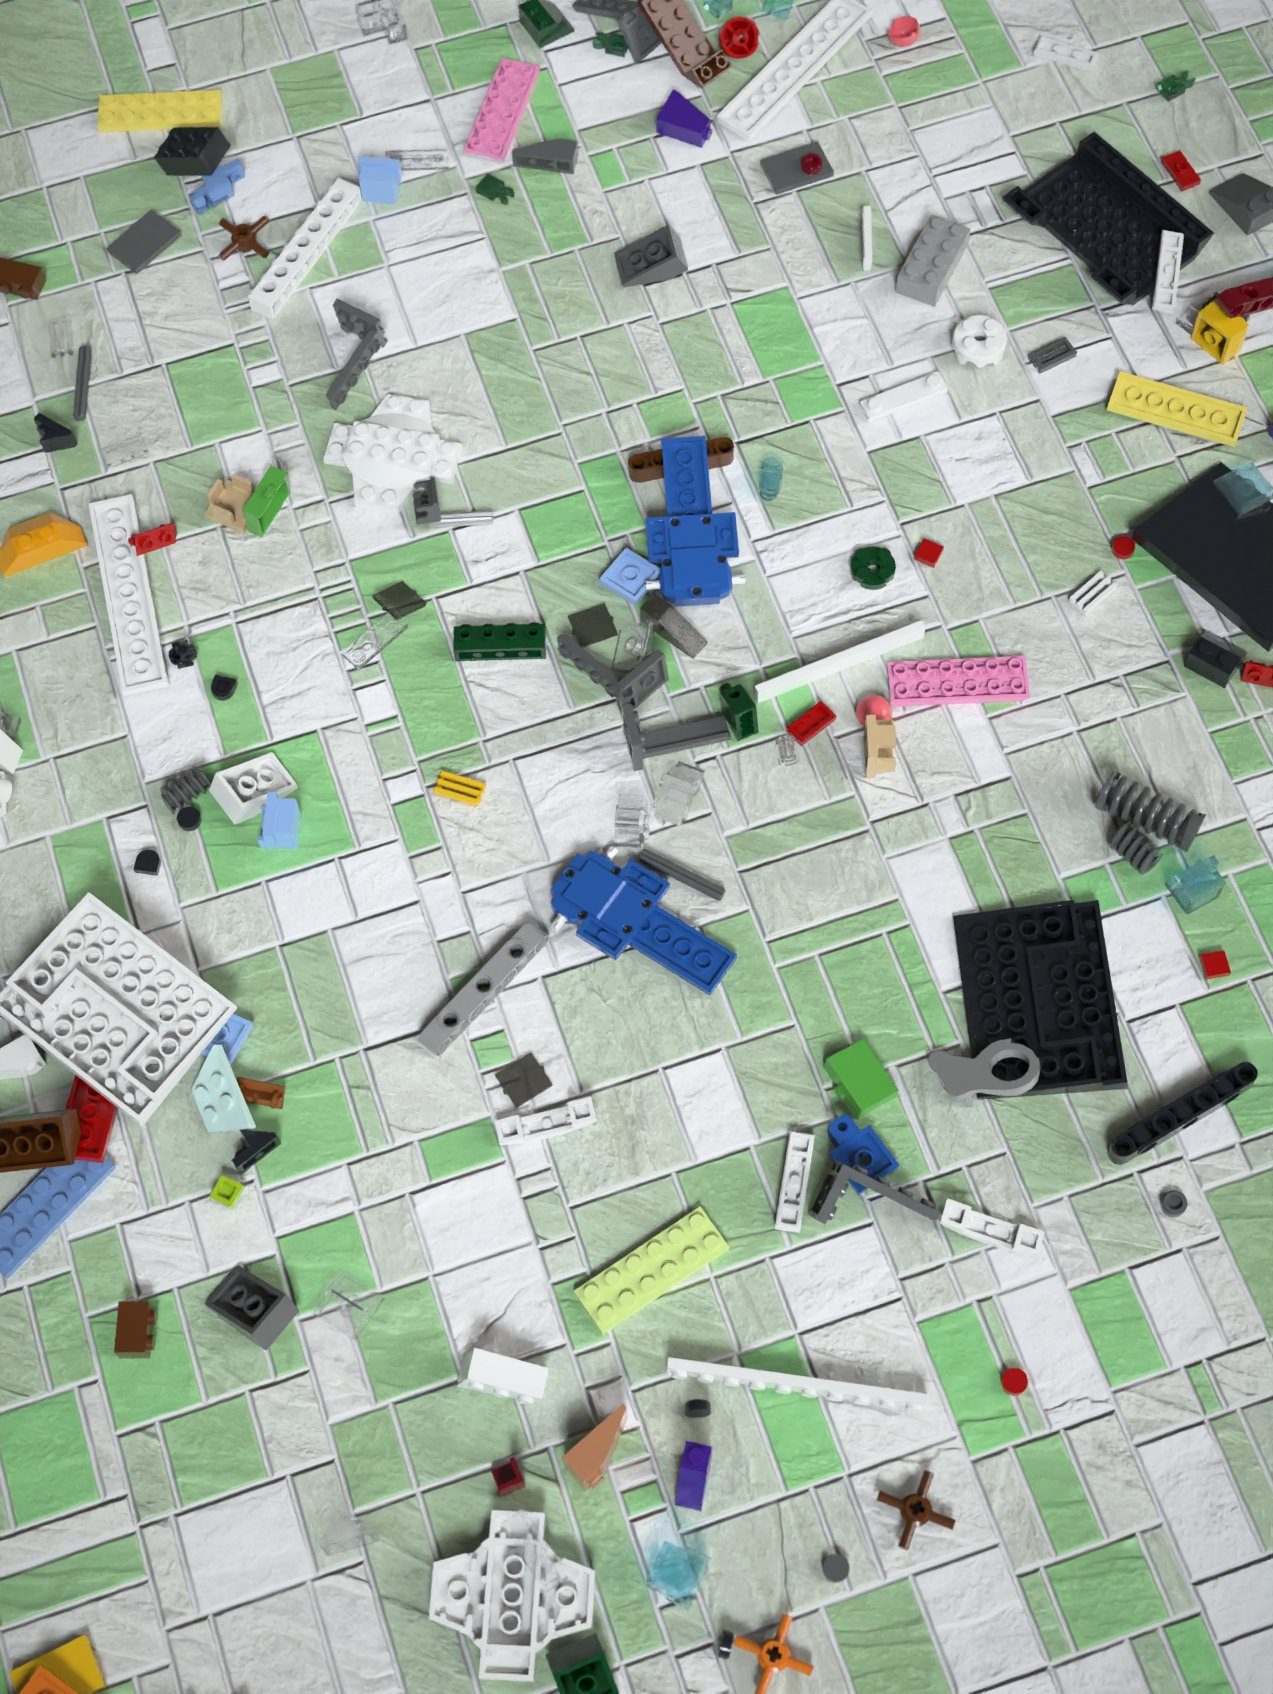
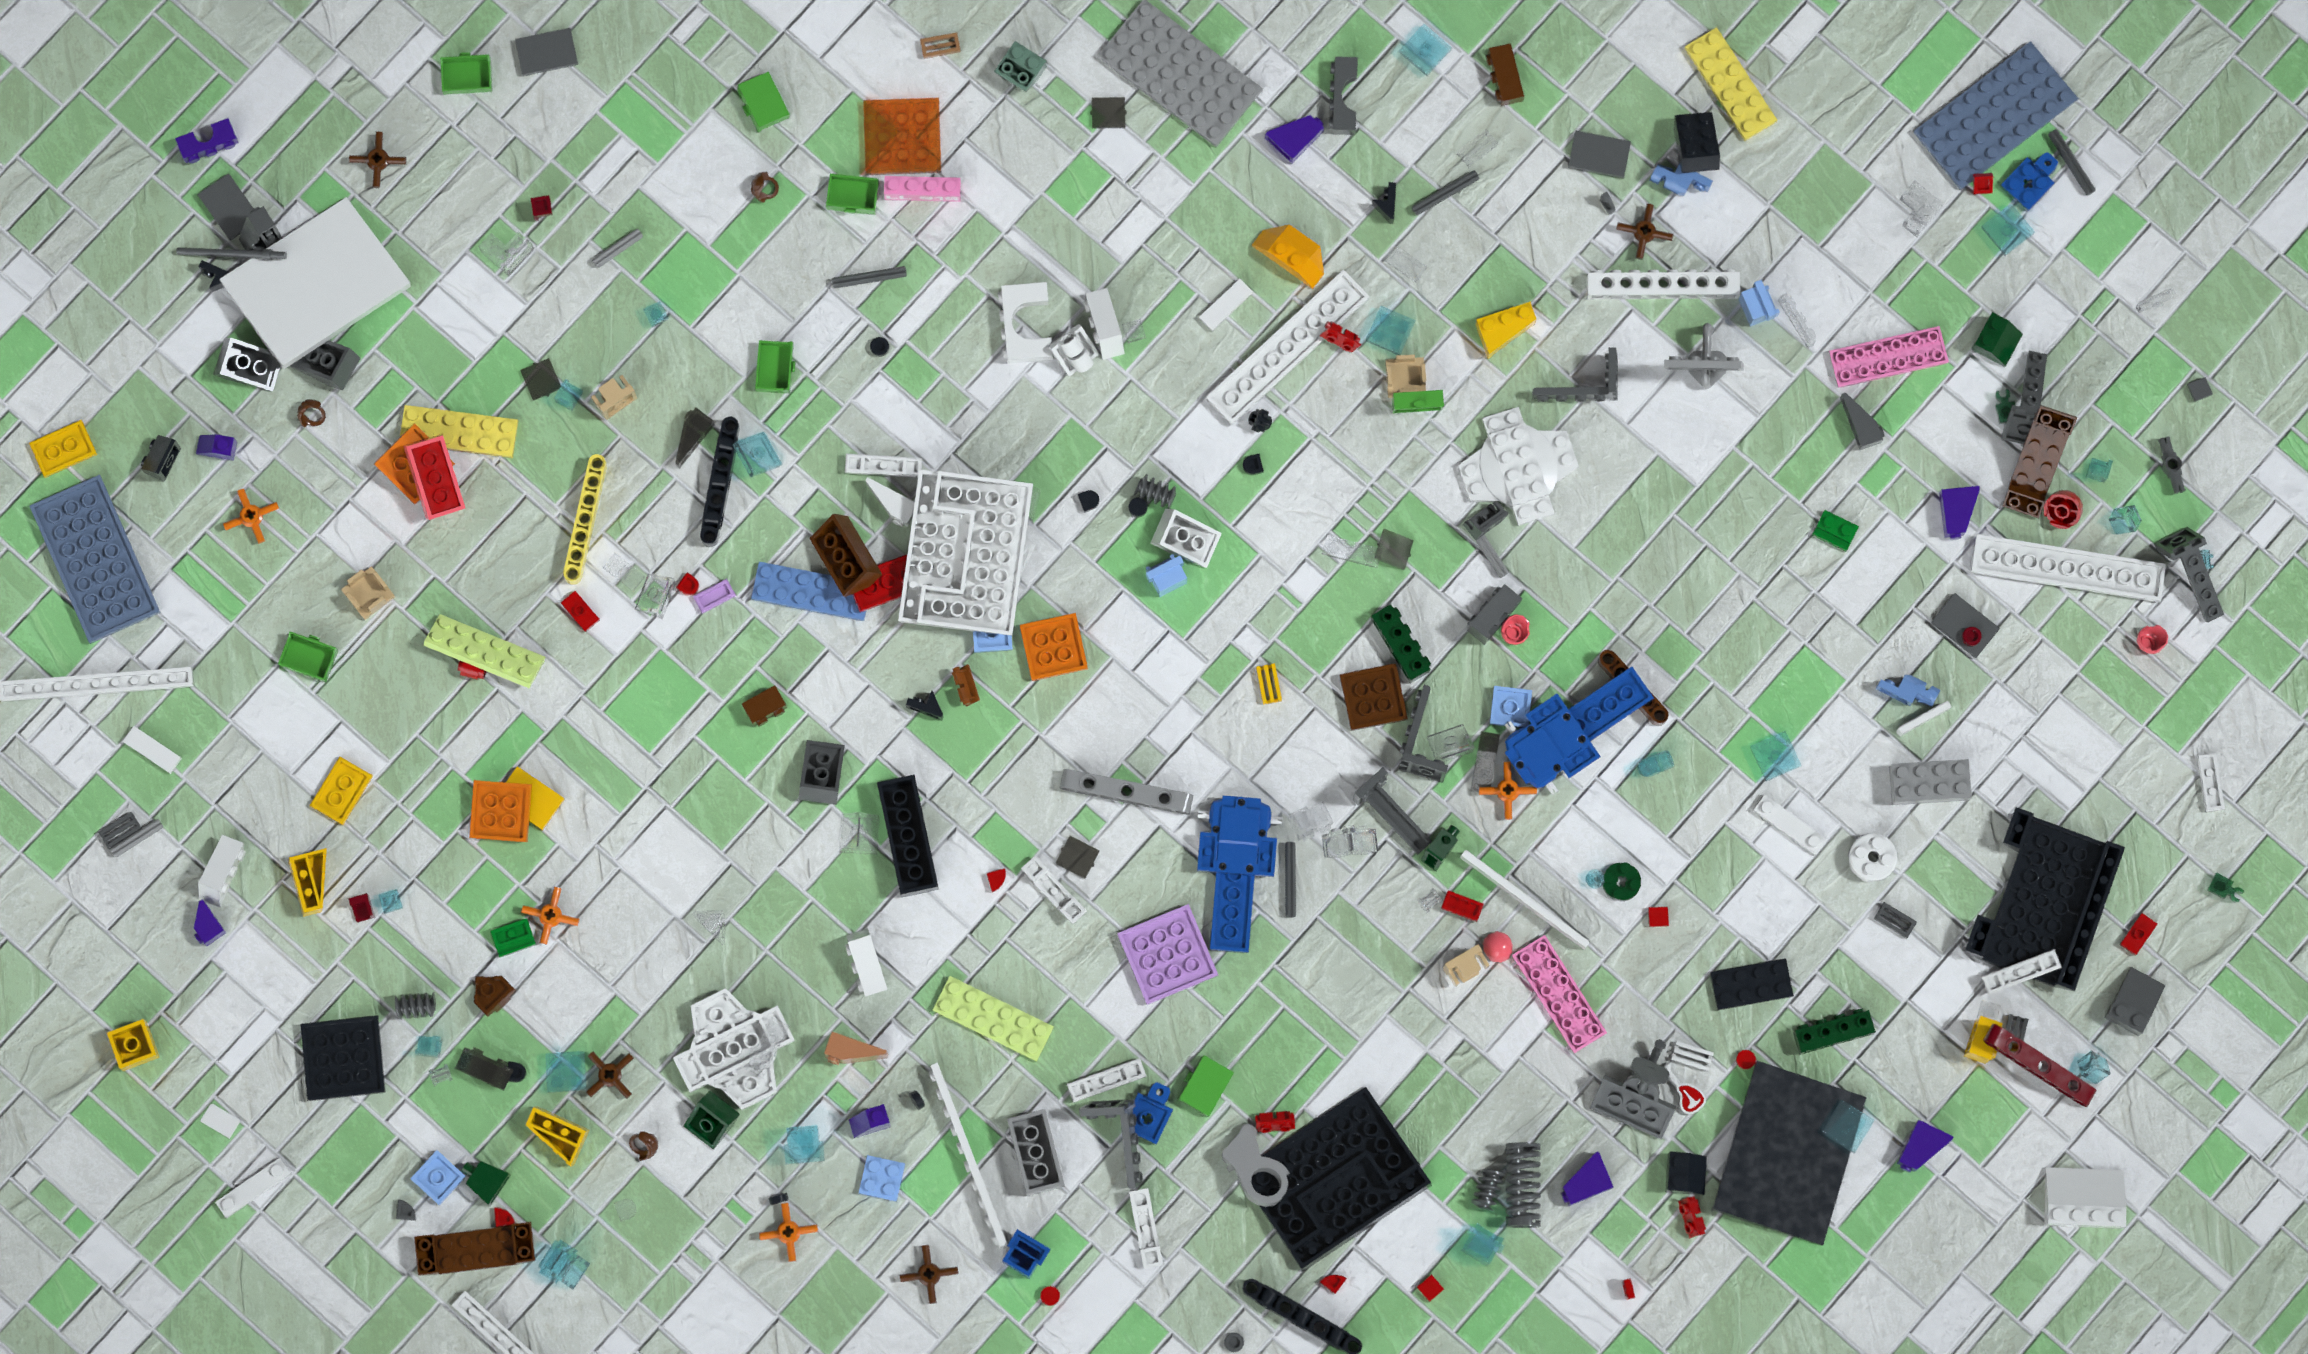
camera: 55 degrees right, 15 degrees up
(44, 629) = (1226, 305): none -> white tile
(179, 494) = (1390, 330): none -> clear light blue plate
(193, 255) = (1607, 202): none -> dark grey tile
(220, 1096) = (948, 661): light aqua wing -> none
(227, 1192) = (887, 707): lime plate -> none
(247, 395) = (1504, 326): none -> yellow wedge
(278, 980) = (1053, 647): none -> orange plate
(386, 1247) = (907, 836): none -> black brick
(404, 244) = (1705, 365): none -> light grey plate
(493, 187) = (1806, 395): clear green plate -> none
(495, 1179) = (996, 879): none -> red tile
(508, 1478) = (805, 1004): dark red panel -> none
(526, 543) = (1493, 613): none -> dark grey wedge
(538, 696) = (1373, 697): none -> reddish brown plate
(554, 532) = (1515, 629): none -> coral hair
(592, 625) = (1455, 701): clear smoke piece -> none
(636, 225) = (1835, 530): none -> green plate
(652, 258) = (1806, 561): dark grey slope -> none
(689, 1041) = (1167, 954): none -> lavender plate
(715, 620) = (1507, 782): none -> orange bar
(768, 1503) = (882, 1178): none -> light blue plate
(827, 374) = (1775, 756): none -> clear light blue plate
(831, 237) = (1908, 690): none -> medium blue plate
(835, 1568) = (864, 1243): dark grey tile -> none
(837, 1302) = (1036, 1152): none -> light grey brick
(852, 594) = (1590, 878): none -> clear light blue plate
(947, 1018) = (1284, 1122): none -> red hinge
(952, 1381) = (1025, 1254): none -> blue plate
(1047, 506) = (1751, 984): none -> black plate
(1116, 655) = (1637, 1098): none -> dark grey plate
(1136, 615) = (1690, 1097): none -> piece
(1139, 455) = (1834, 1032): none -> dark green brick
(1157, 1061) = (1333, 1282): none -> red tile
(1176, 749) = (1587, 1182): none -> dark purple slope
(1177, 409) = (1896, 1040): light yellow plate -> none

